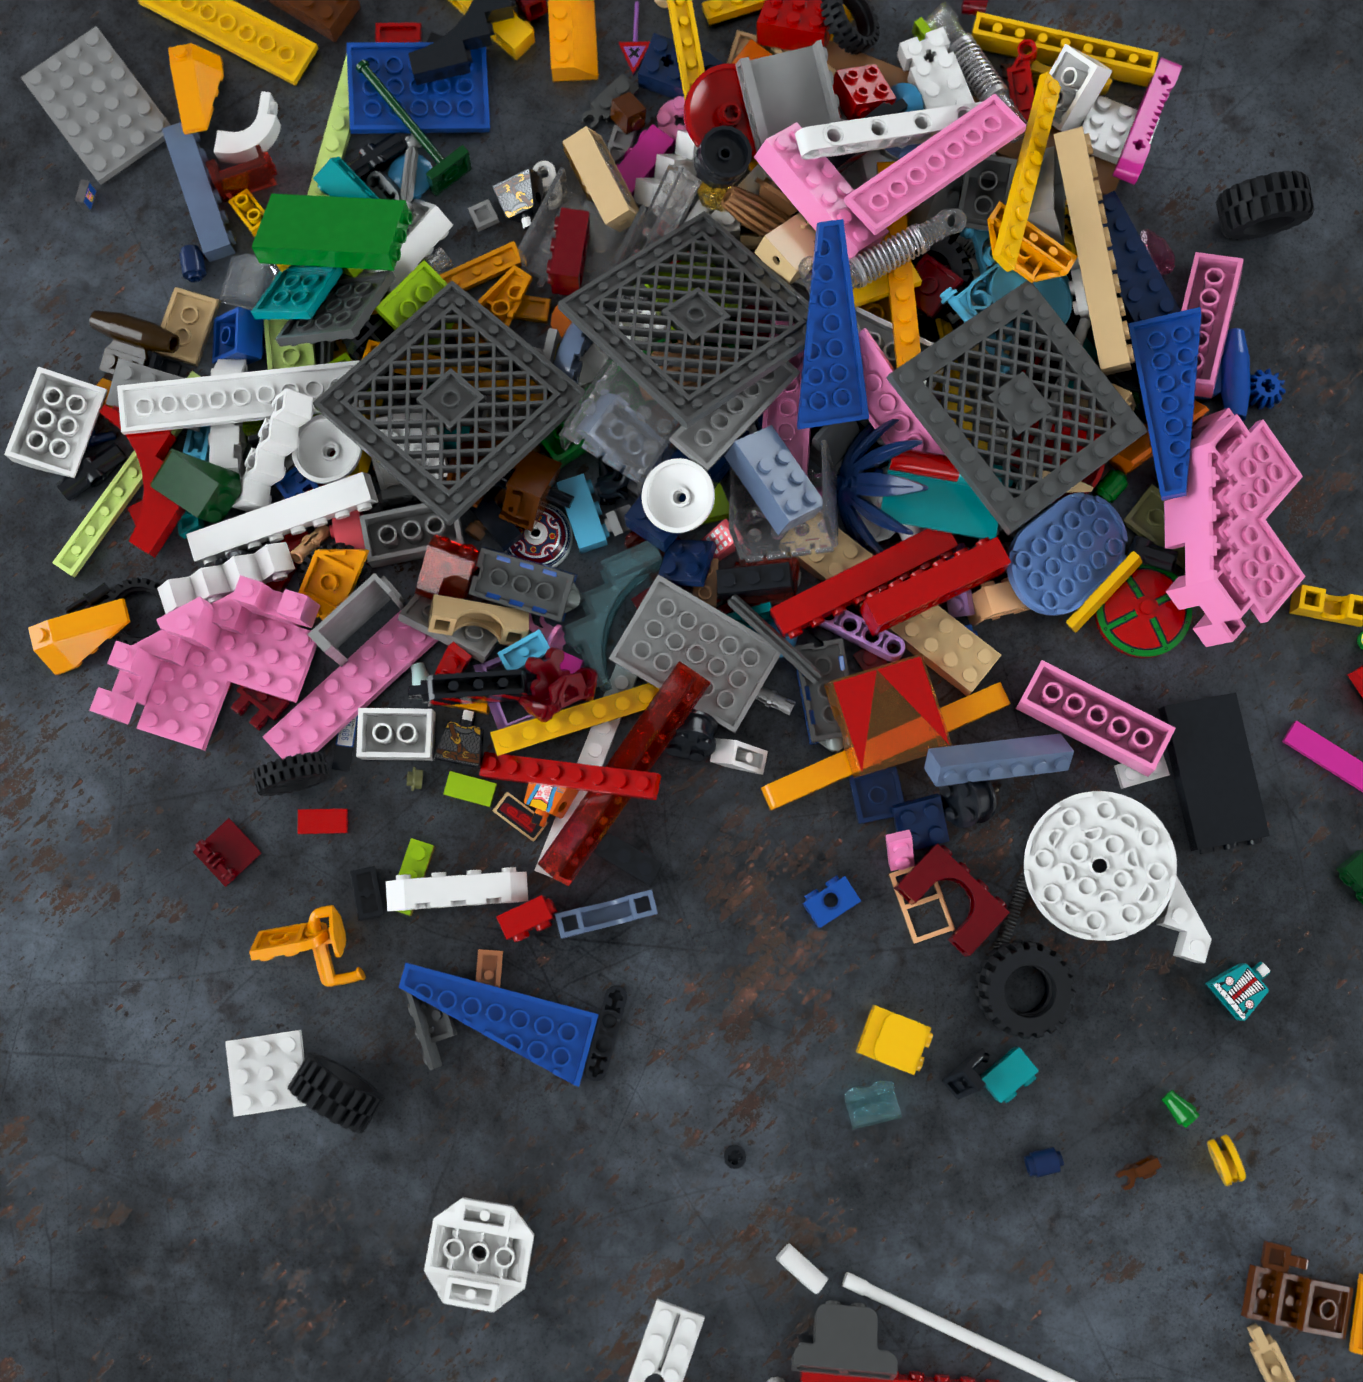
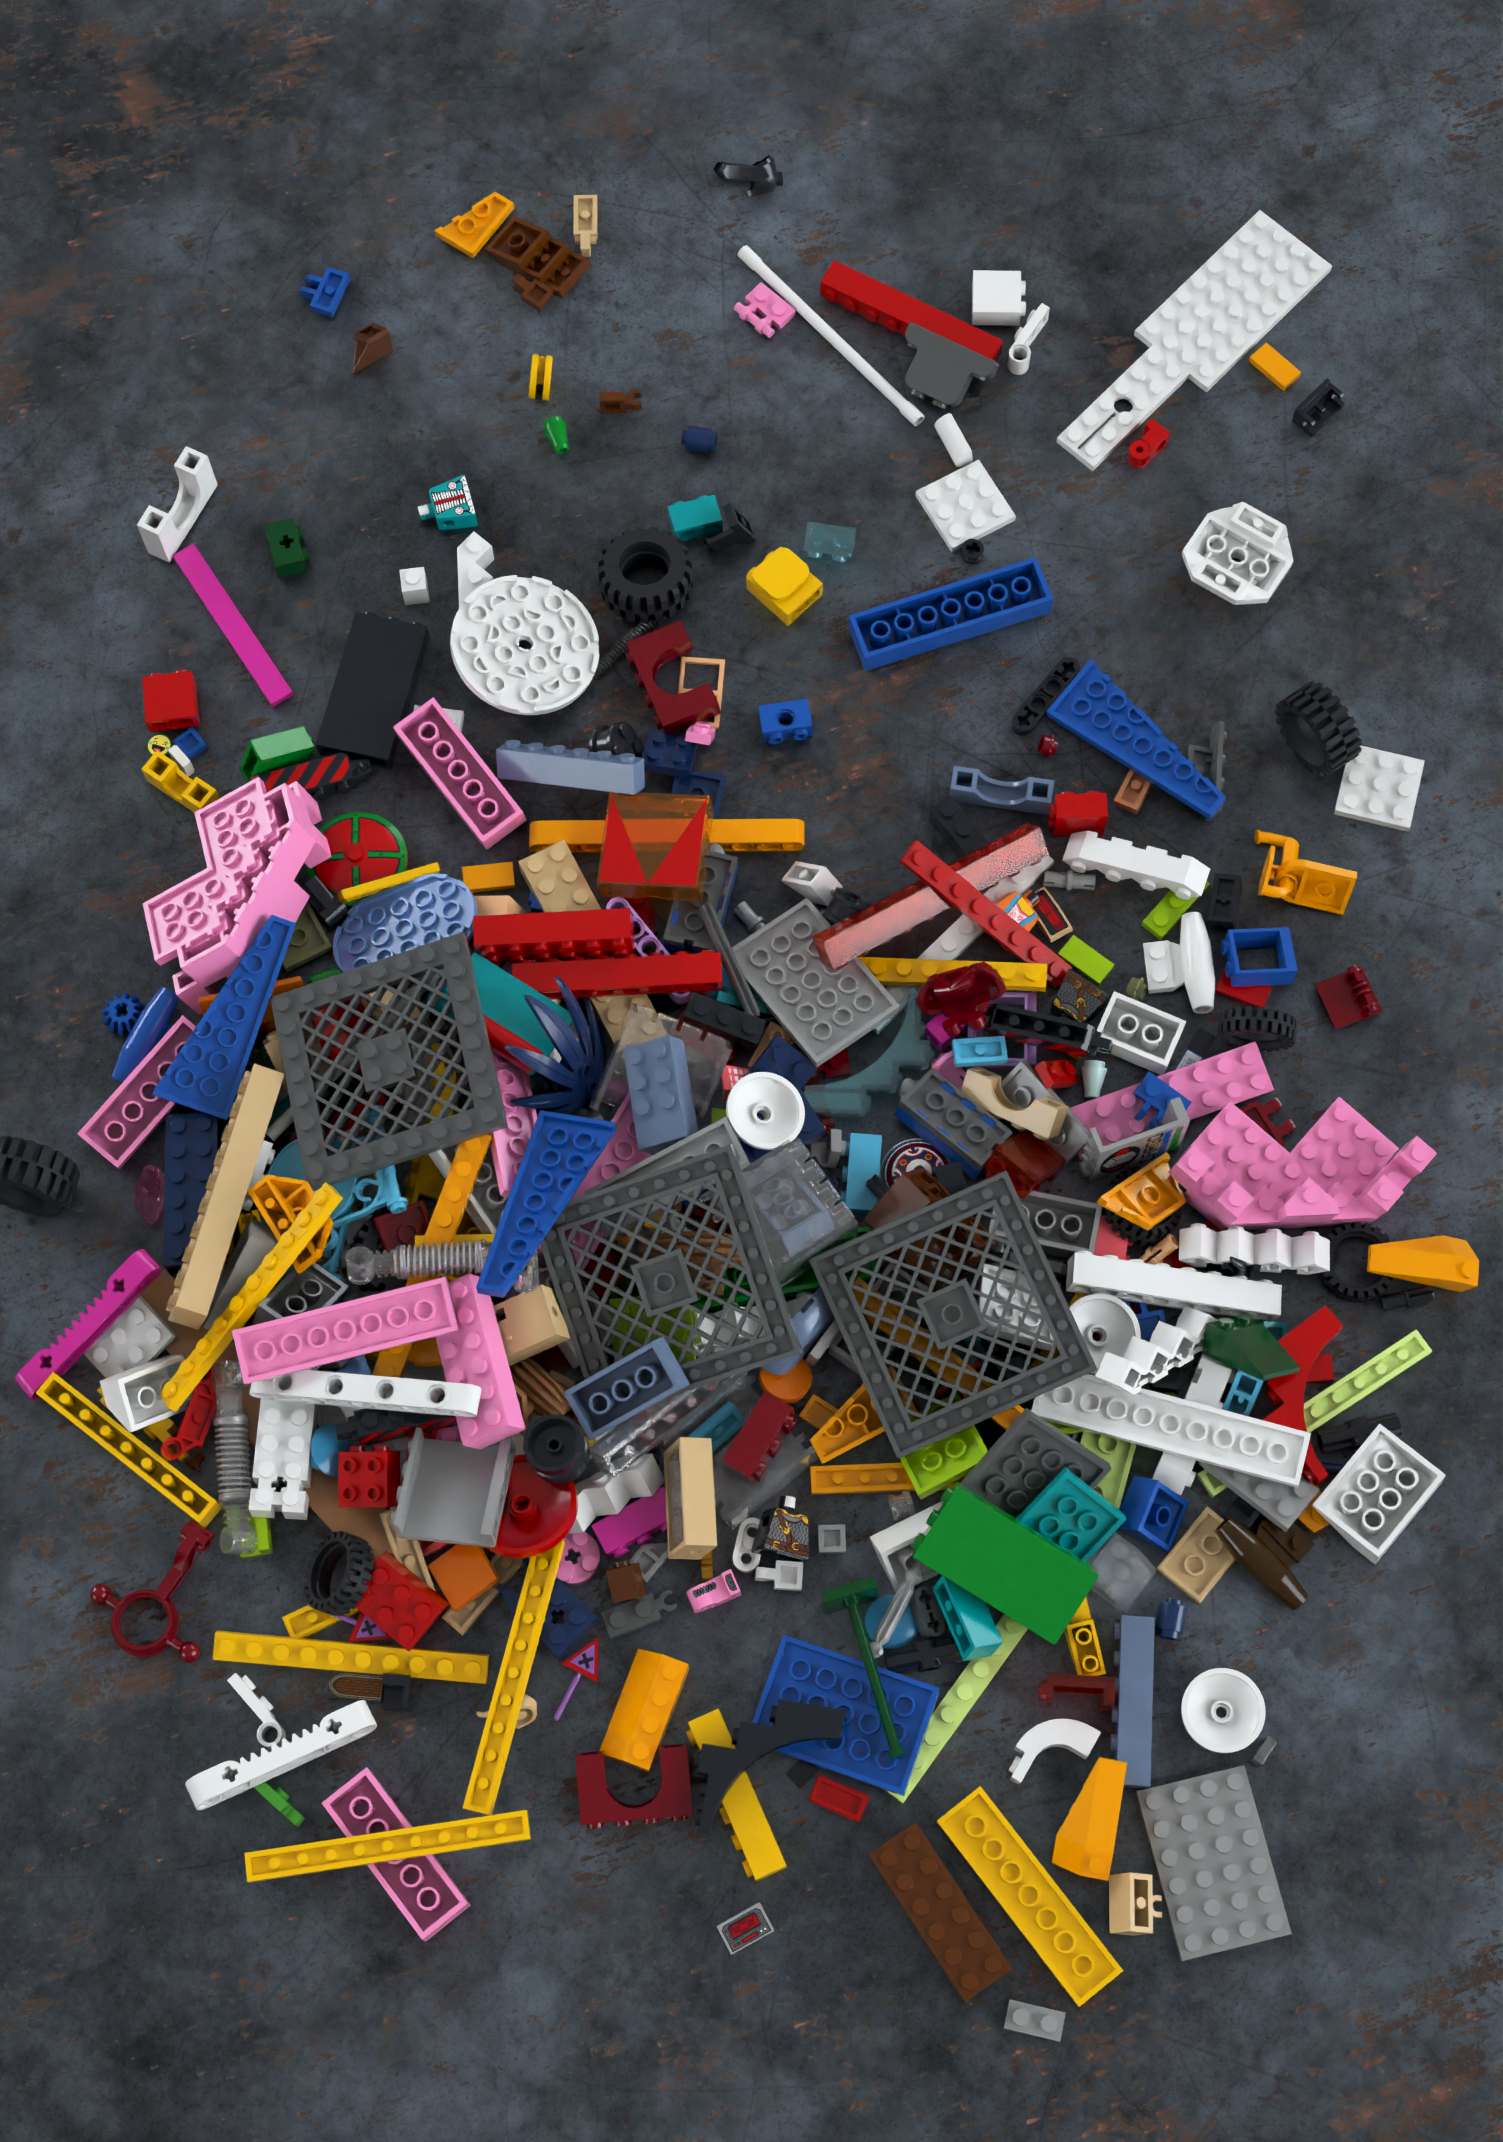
camera: 155 degrees left, 10 degrees down
(117, 198) = (1234, 1694): none -> white dish
(145, 43) = (1132, 1904): none -> tan brick
(296, 865) = (1260, 937): none -> blue window
(352, 680) = (1156, 1095): none -> blue hinge
(381, 820) = (1189, 964): none -> white plate
(508, 169) = (786, 1575): none -> white plate
(513, 857) = (1069, 880): none -> light grey pin
(551, 142) = (714, 1592): none -> bright pink leg
(584, 981) = (1047, 745): none -> dark red plate
(607, 252) = (720, 1425): none -> medium azure plate
(616, 1337) = (1146, 448): none -> red leg
(689, 227) = (626, 1388): none -> sand blue brick
(725, 1075) = (950, 613): none -> blue brick
(762, 1204) = (965, 505): none -> white plate
(1022, 643) = (489, 877): none -> light orange tile
(1045, 1346) = (767, 304): none -> bright pink plate
(1225, 660) = (321, 776): none -> black hinge
(1230, 889) = (414, 586): none -> white brick
(1264, 672) = (276, 752): none -> green slope
(1344, 631) = (181, 760): none -> white tile
(1346, 654) = (190, 743): none -> blue tile

